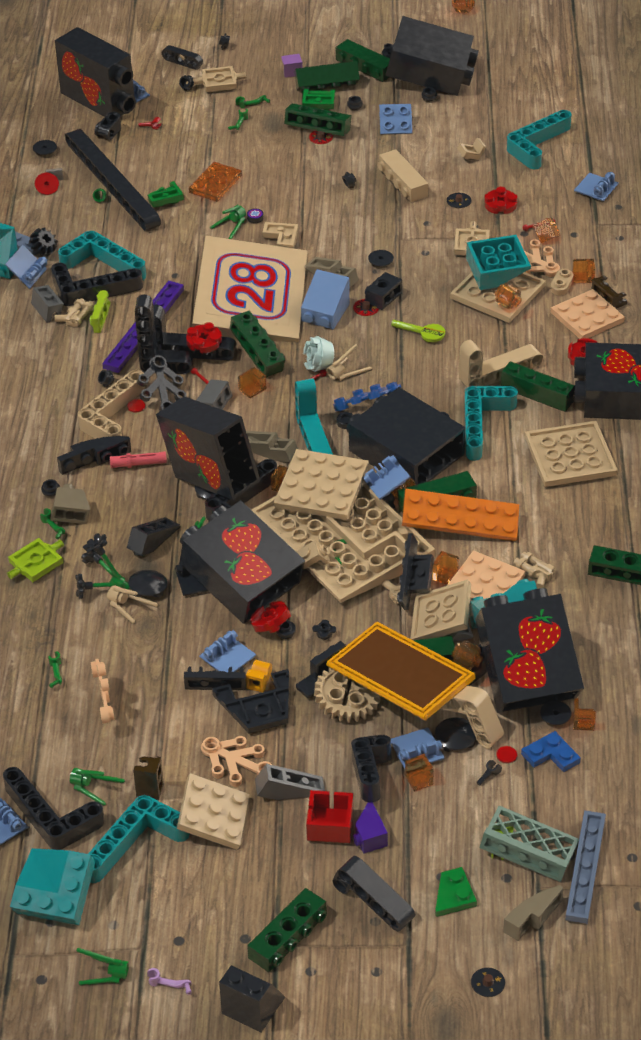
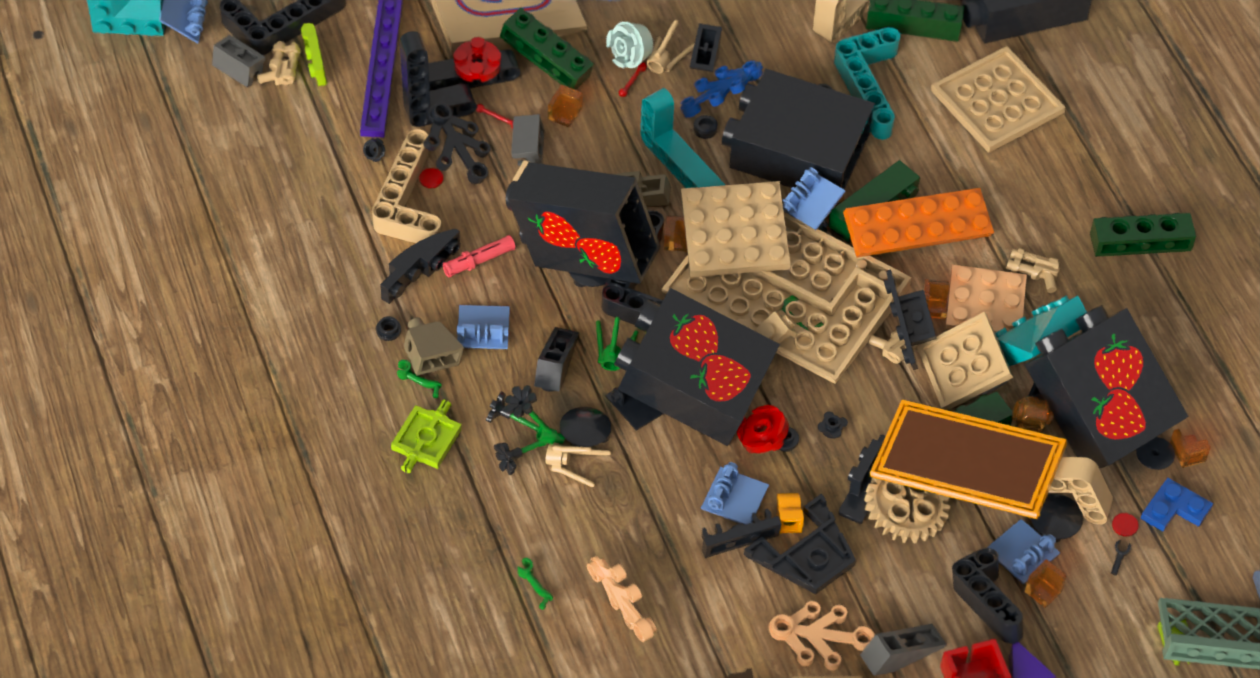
camera: 25 degrees left, 10 degrees up
(114, 504) = (483, 326): none -> medium blue hinge
(371, 369) = (706, 48): none -> black slope

